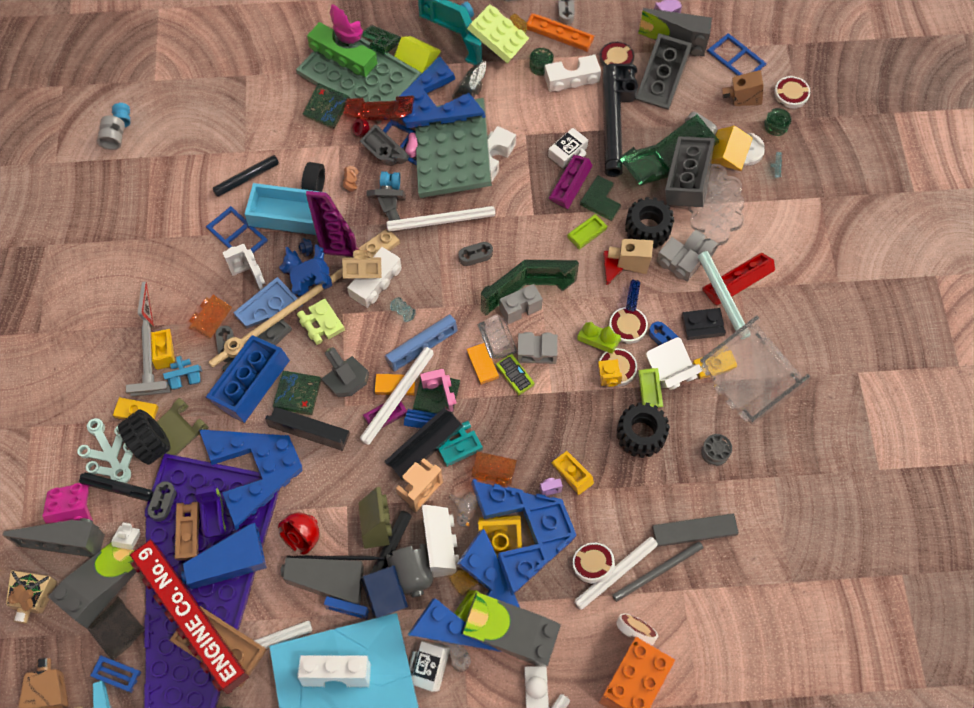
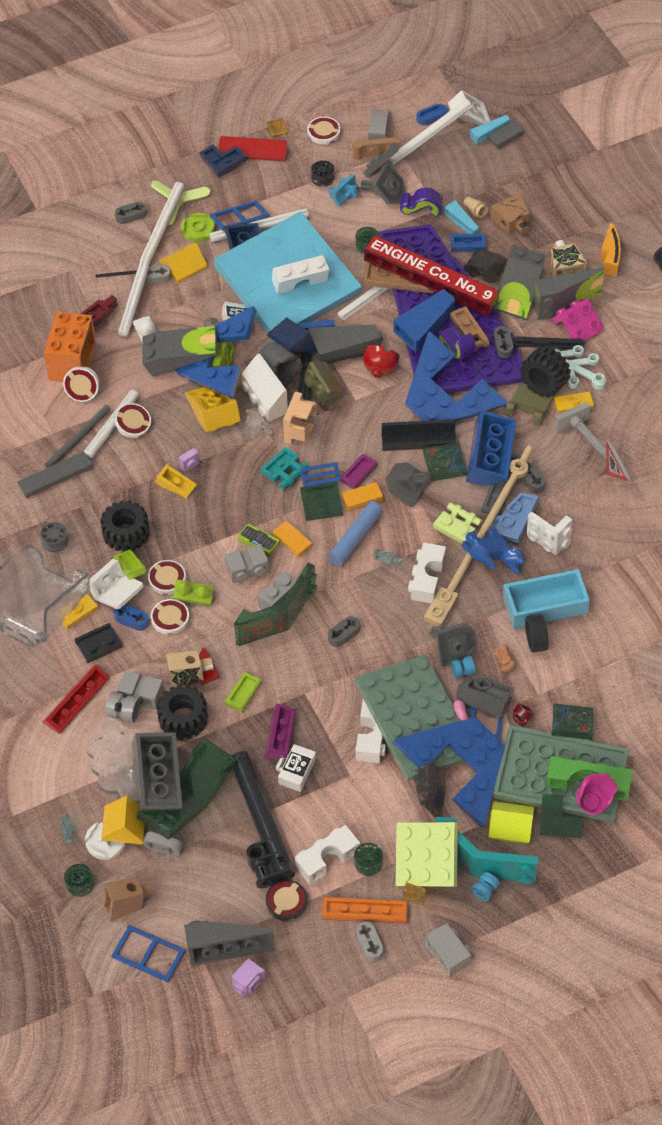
camera: 160 degrees right, 10 degrees down
(22, 597) = (563, 246): medium nougat piece -> none
(125, 537) = (518, 317): white tile -> none
(162, 349) = (585, 455): yellow slope -> none
(174, 377) = (551, 439): dark azure hips -> none
(210, 317) = (559, 490): clear orange bracket -> none
(231, 210) = (588, 563): blue window -> none
(245, 175) = (611, 625): black axle -> none
(305, 247) = (508, 576): dark blue plate -> none
(330, 227) = (481, 572): magenta wedge -> none
(362, 265) = (443, 567): tan tile -> none
(379, 110) = (512, 728): clear red slope -> none
(396, 396) = (353, 482): white axle -> none
(424, 442) = (310, 449): black panel -> none
(434, 379) = (321, 503): bright pink bracket -> none
(440, 218) = (392, 647): white axle -> none
(494, 468) = (243, 459): clear orange bracket -> none
(497, 337) = (286, 558): clear brick -> none
(547, 523) = (182, 433): blue wing -> none
(597, 199) = (245, 725): clear green tile -> none
(609, 373) = (170, 560): yellow bracket -> none
(633, 295) = (174, 639): clear blue axle -> none
(664, 71) = (225, 890): dark grey slope -> none
(721, 290) = (86, 664): light aqua axle -> none
(792, 92) = (72, 927): tile -> none

